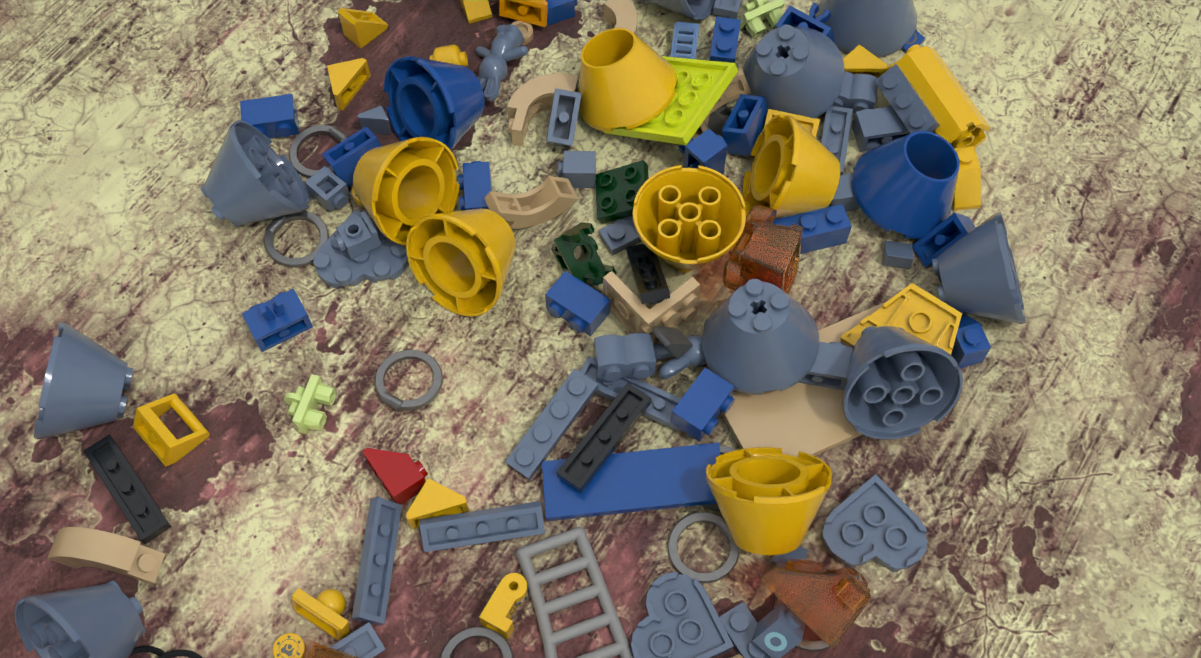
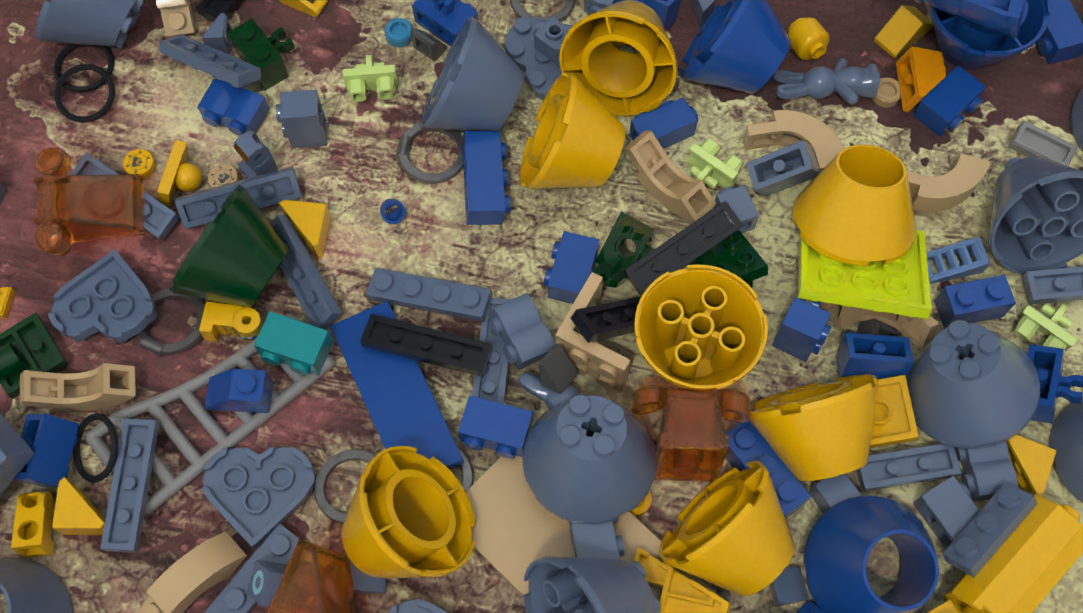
camera: 70 degrees right, 5 degrees up
(187, 526) = (217, 34): none -> sand blue slope
(215, 540) = (210, 60): none -> sand blue plate
(228, 494) = (261, 51): none -> dark green brick
(268, 367) = (398, 32): none -> dark azure tile
(275, 538) = (233, 107): none -> blue brick
(297, 347) = (427, 44): none -> dark grey slope
(328, 471) = (302, 118): none -> sand blue brick
(345, 571) = (222, 175): none -> tan tile
(346, 531) = (255, 155): none -> sand blue leg
(367, 315) = (474, 85): none -> sand blue cone
(397, 473) = (326, 178): red slope -> none
(445, 574) = (232, 255): none -> dark green cone
(454, 429) = (395, 215): none -> blue hinge
(459, 342) = (484, 178): none -> blue brick
(533, 172) = (711, 169): none -> yellowish green hips
(557, 549) = (293, 344): none -> teal brick
(582, 613) = (240, 391): none -> blue slope
(602, 212) = (684, 246): none -> black plate
(850, 264) = (732, 533): none -> yellow cone

